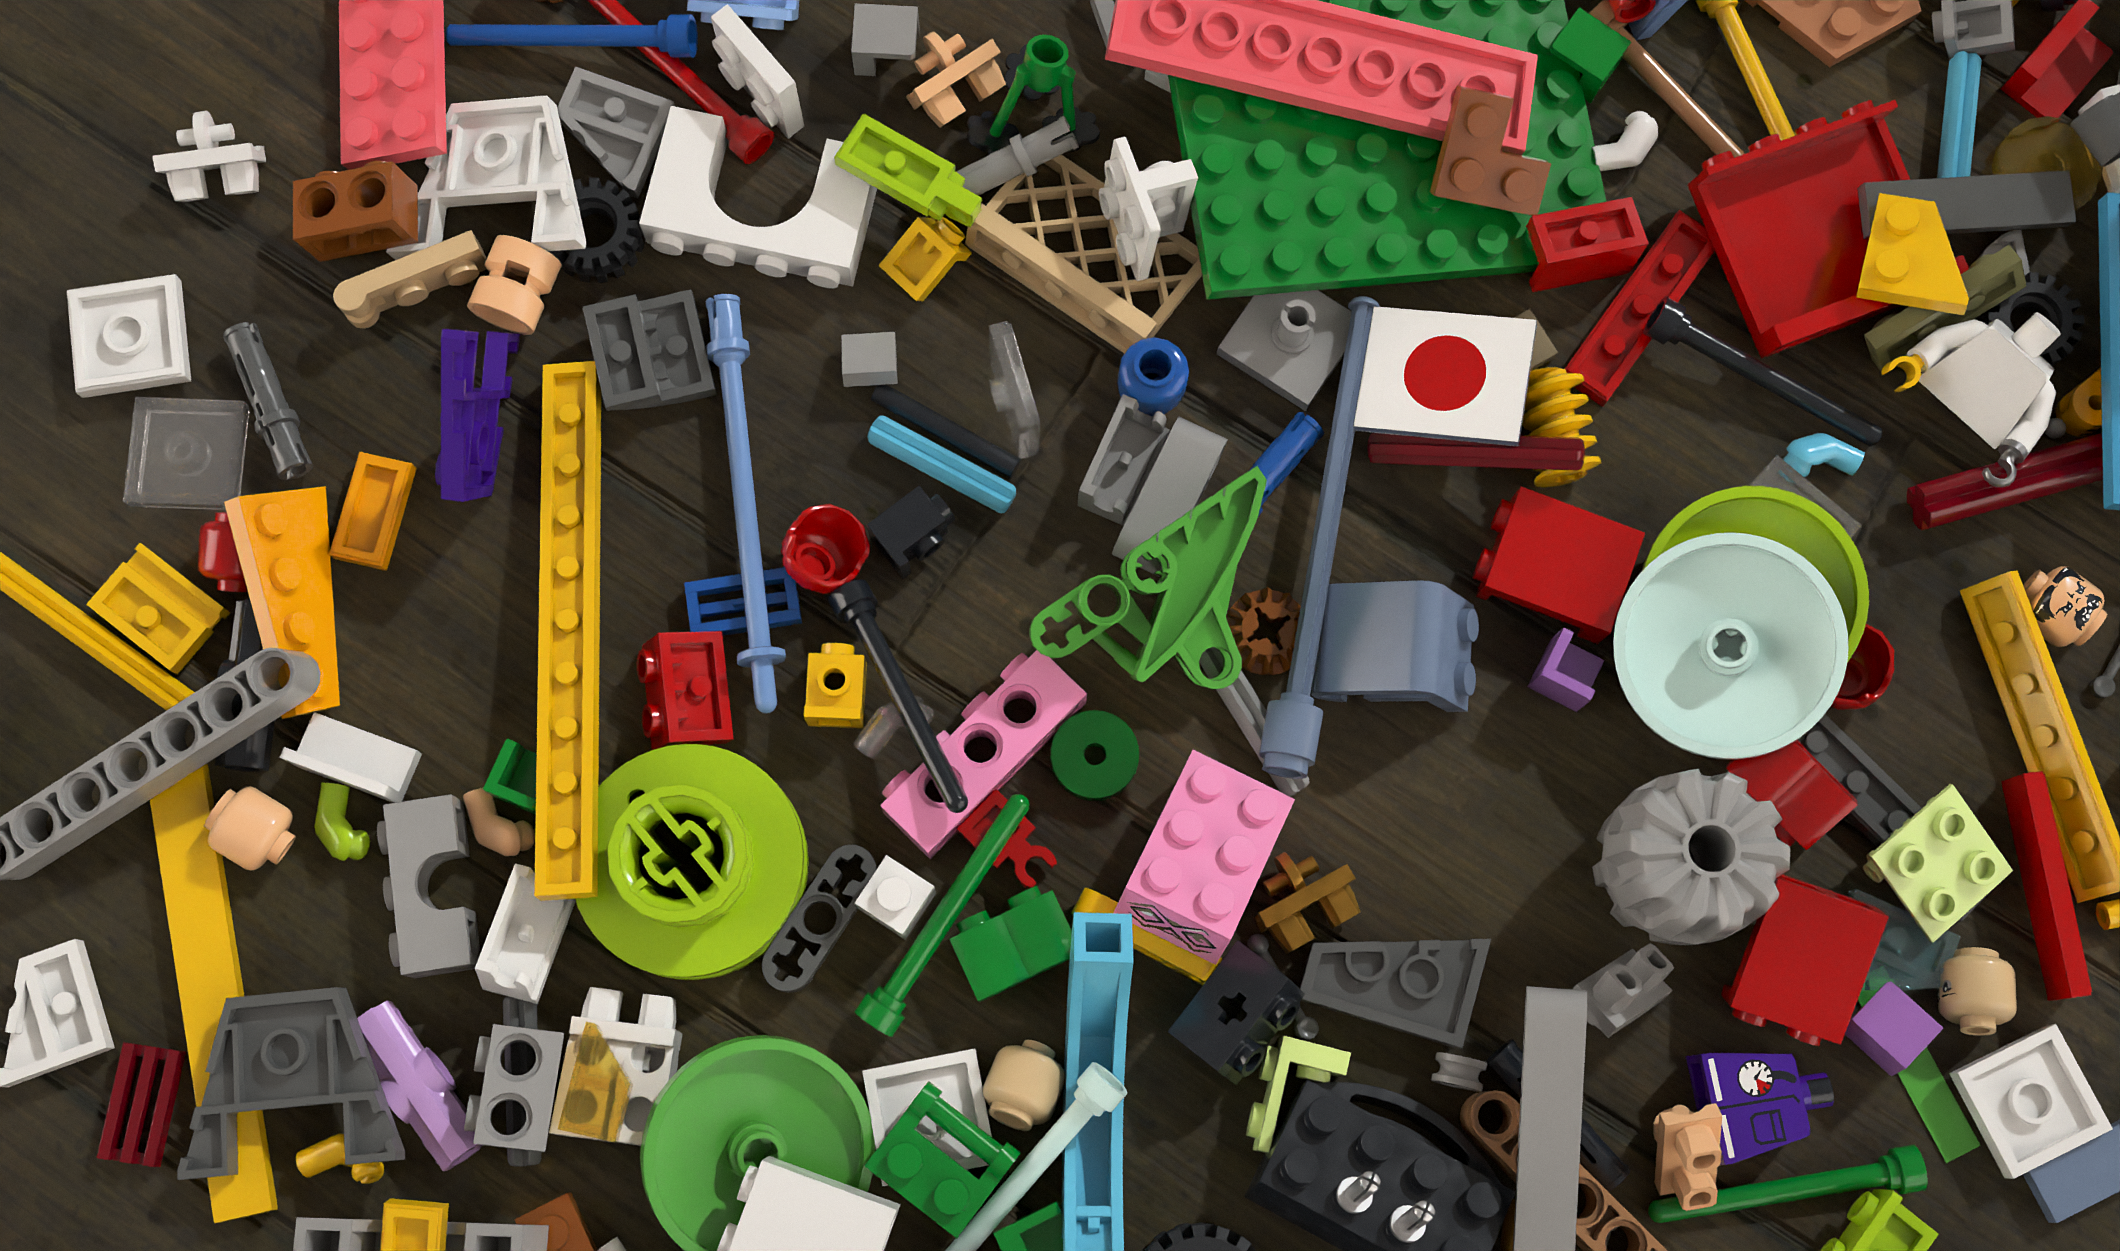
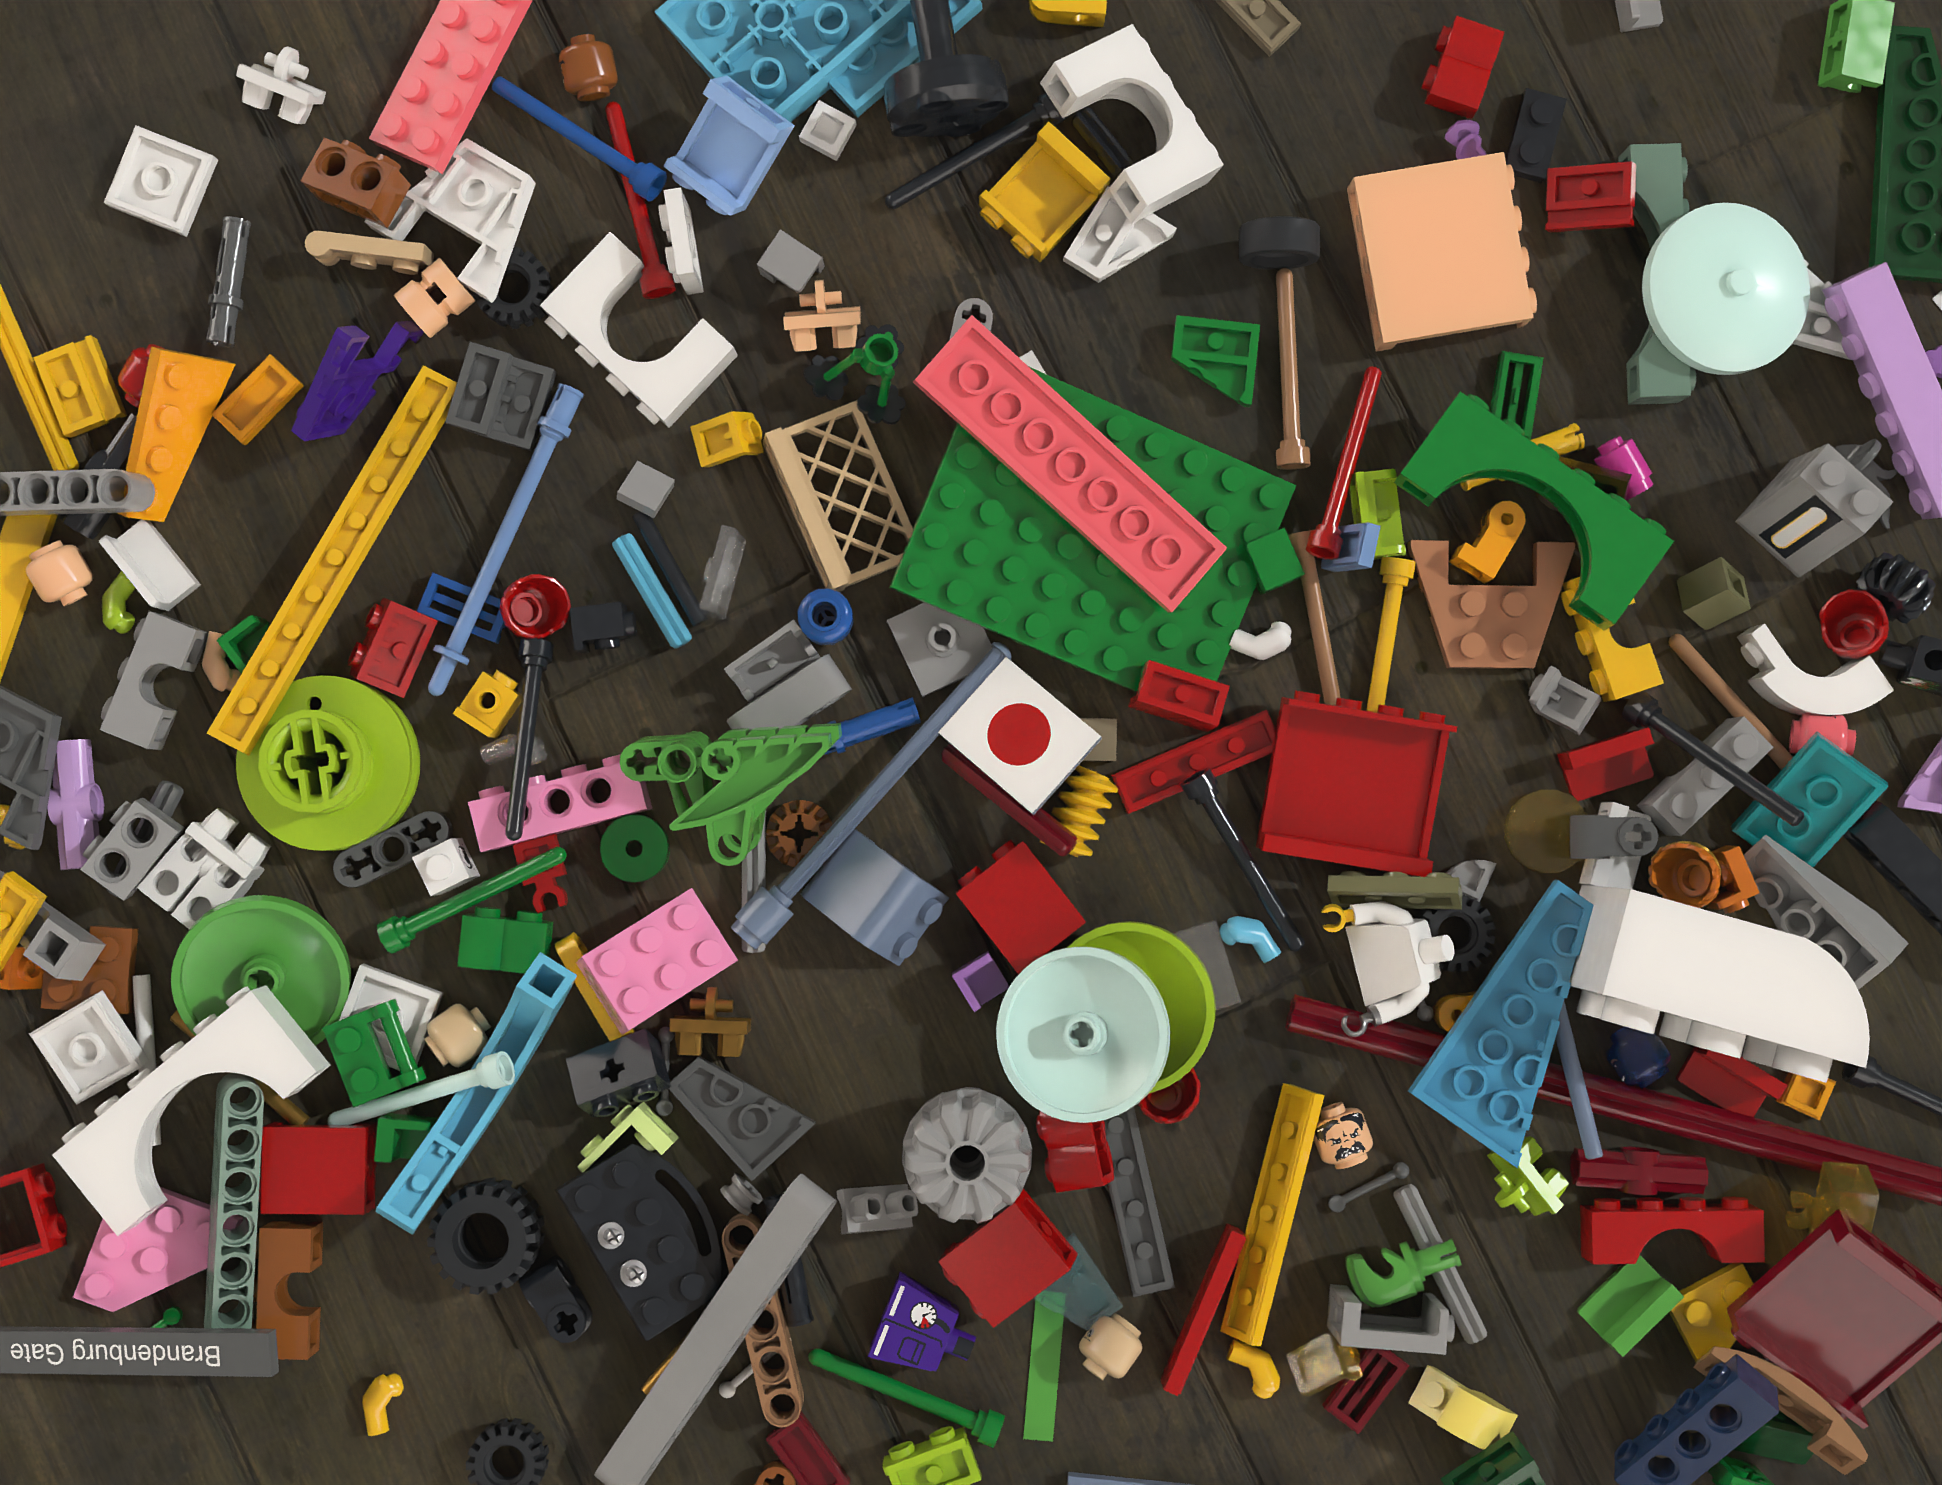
camera: 30 degrees right, 10 degrees up
(185, 453) = (156, 287): clear plate -> none
(522, 939) = (189, 752): white hinge -> none
(597, 1090) = (179, 879): clear yellow tile -> none
(615, 125) = (570, 219): light grey wing -> none
(907, 172) = (738, 376): lime hinge -> none
(1019, 157) = (827, 407): light grey pin -> none
(1144, 203) = (887, 497): white bracket -> none
(1472, 162) = (1129, 605): dark orange plate -> none
(1688, 1154) = (852, 1334): light nougat hips -> none
(1892, 1029) = (1037, 1337): medium lavender panel -> none
(1911, 258) = (1388, 843): yellow wing -> none
(1939, 863) = (1137, 1254): yellowish green hinge -> none
(1959, 115) = (1505, 765): medium azure axle -> none
(1983, 201) = (1464, 826): dark grey tile -> none
(2030, 1101) = (1099, 1435): white plate -> none

